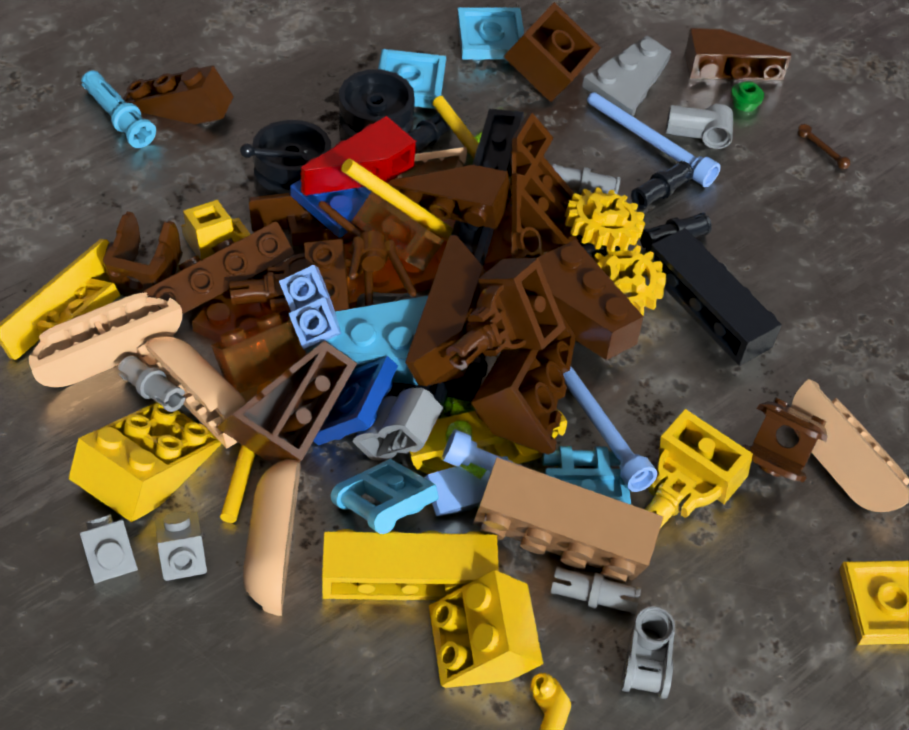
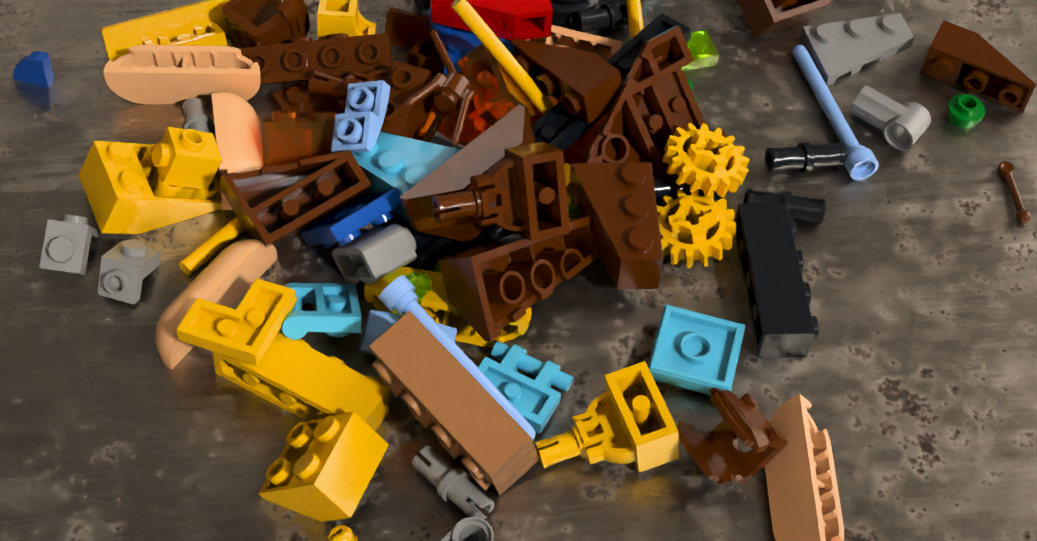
camera: 30 degrees right, 0 degrees up
(174, 414) = (186, 158): none -> yellow brick
(341, 551) = (242, 331): none -> yellow plate
(585, 179) = (730, 122): light grey pin -> none
(635, 469) = (563, 396): light blue piece -> none
(697, 381) = (695, 350): none -> medium azure plate

